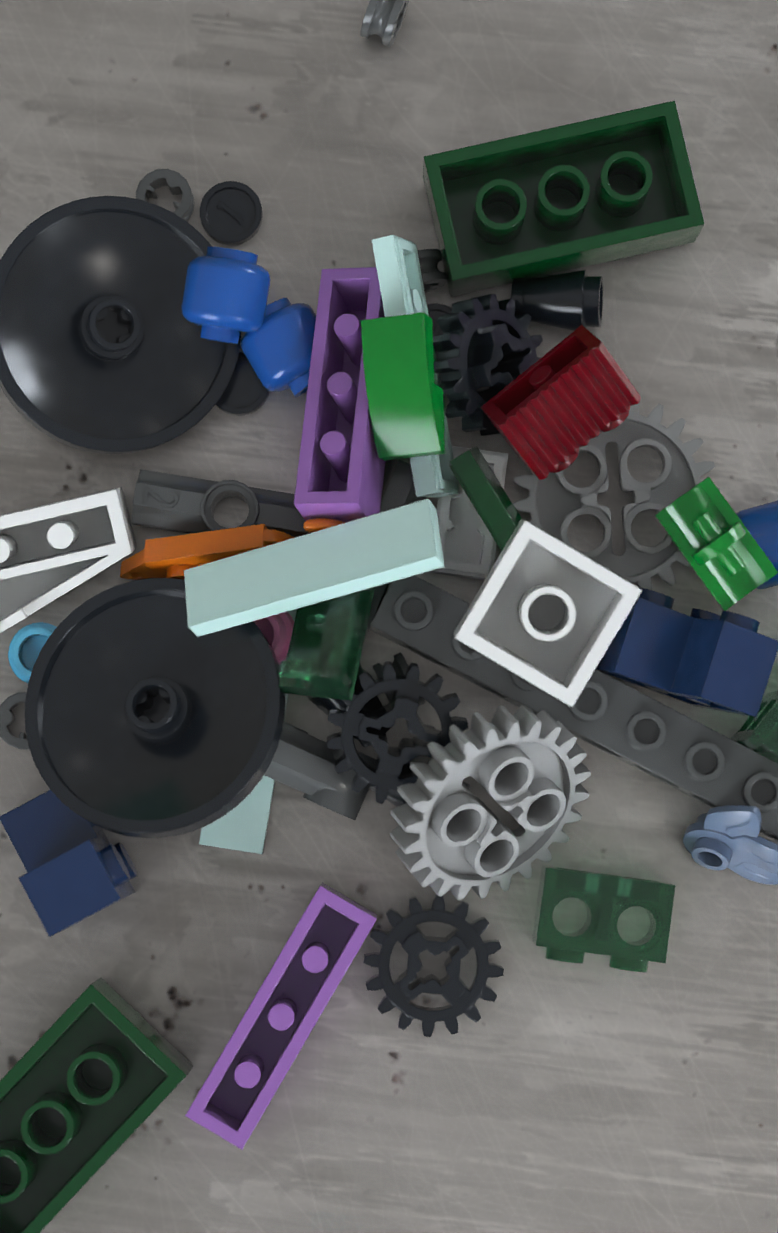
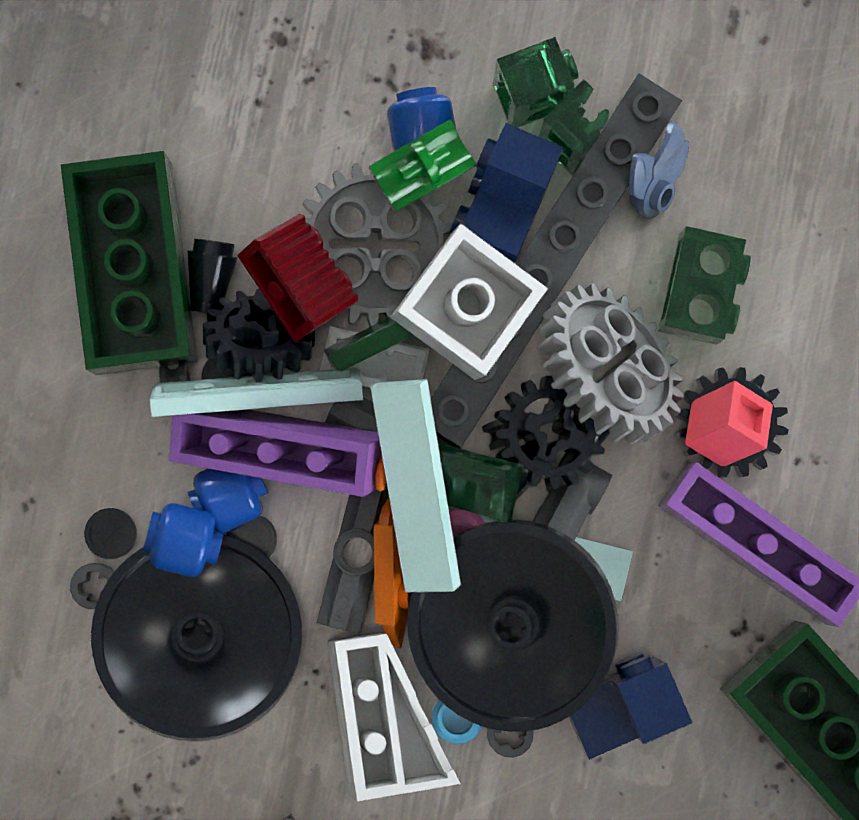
camera: 90 degrees left, 0 degrees up
(401, 388) = (275, 401): green slope -> none
(428, 957) = (729, 424): none -> coral panel

